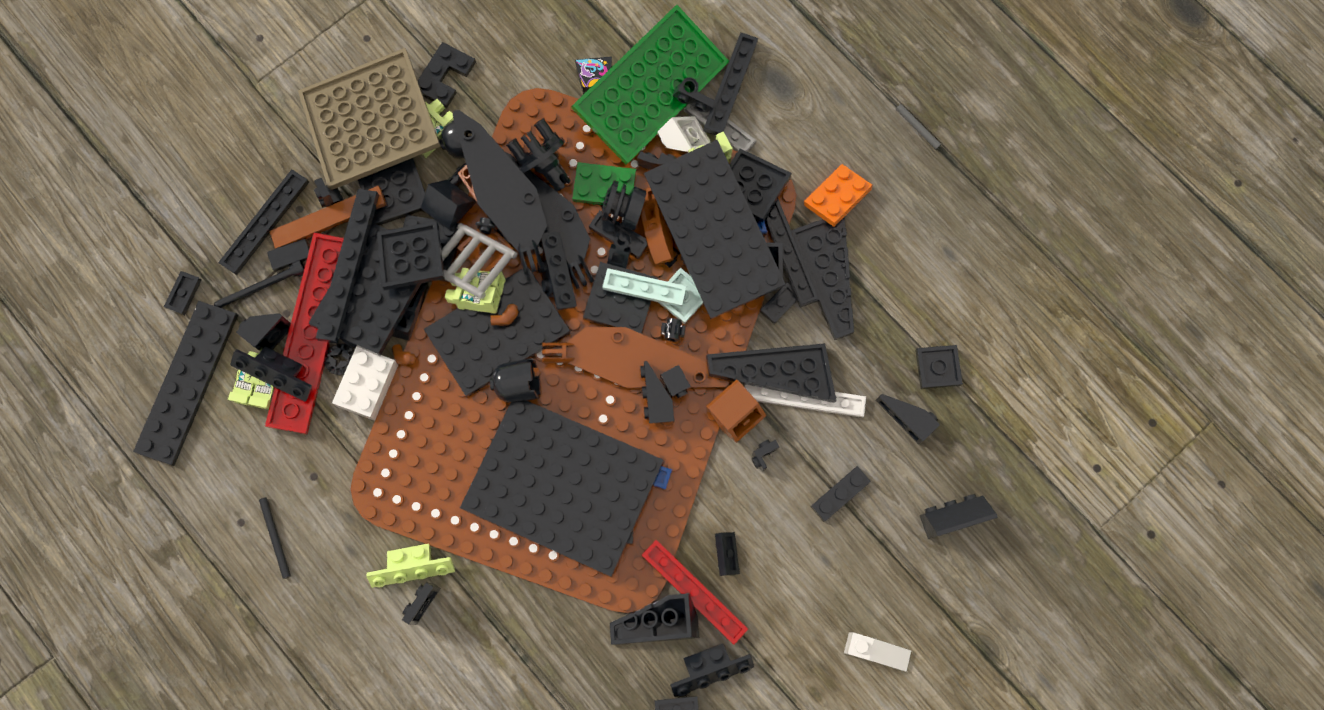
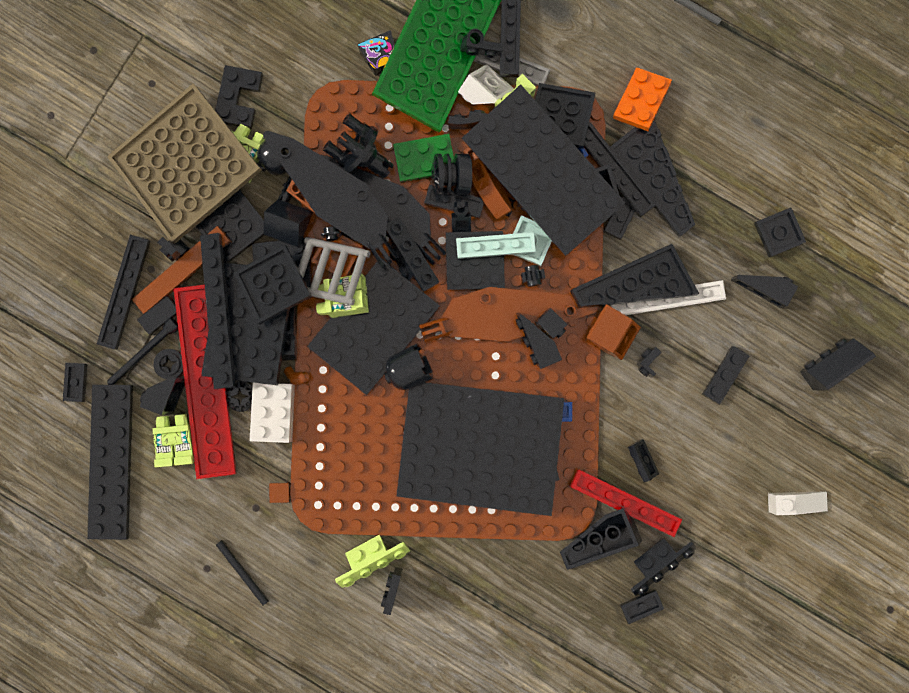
camera: 15 degrees left, 10 degrees up
(274, 370) = (186, 427): black bracket -> none
(276, 298) = (162, 358): none -> black gear
(343, 467) = (279, 492): none -> dark orange tile
(507, 317) = (380, 312): dark orange arm -> none

